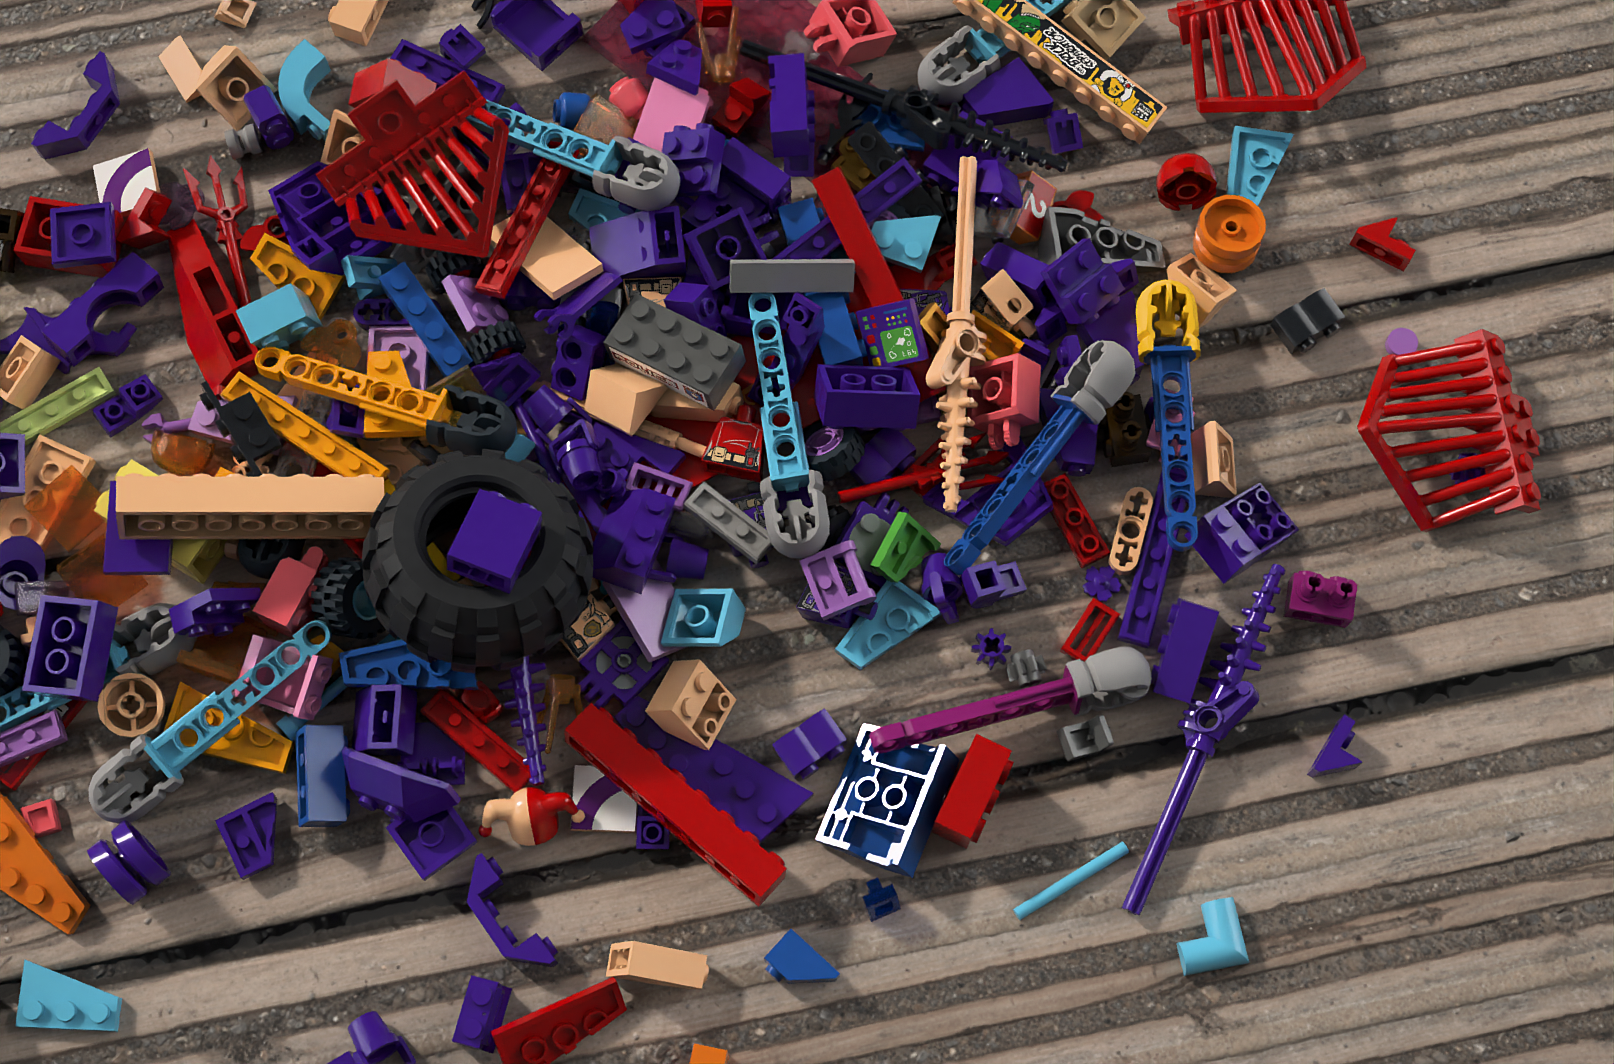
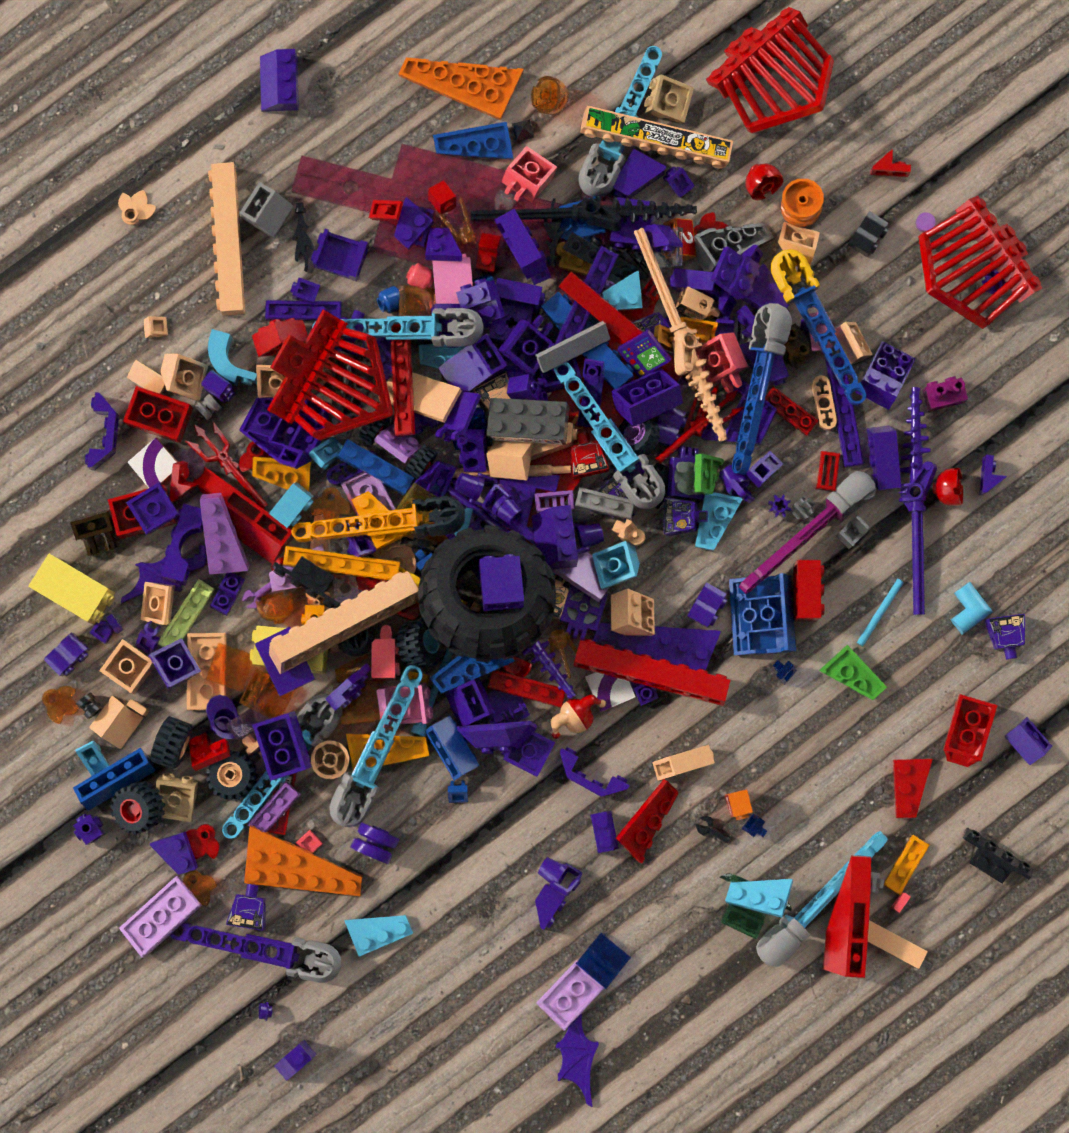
camera: 25 degrees left, 10 degrees up
(156, 317) = (221, 539): none -> medium lavender wedge
(168, 119) = (158, 414): none -> red brick
(251, 835) = (429, 797): dark purple wing -> none
(294, 848) = (457, 793): none -> blue tile
(613, 483) = (526, 512): dark purple plate -> none
(744, 580) = (629, 532): none -> light nougat hips
(798, 962) = (757, 724): blue slope -> none
(828, 585) = (676, 513): medium lavender plate -> none
(986, 953) = (854, 673): none -> bright green wing
(1101, 583) = (821, 440): dark purple plant -> none
(1254, 160) = (795, 151): medium azure wing -> none
(1256, 1006) = (1007, 633): none -> dark purple torso
(1265, 738) = (949, 487): none -> red cylinder

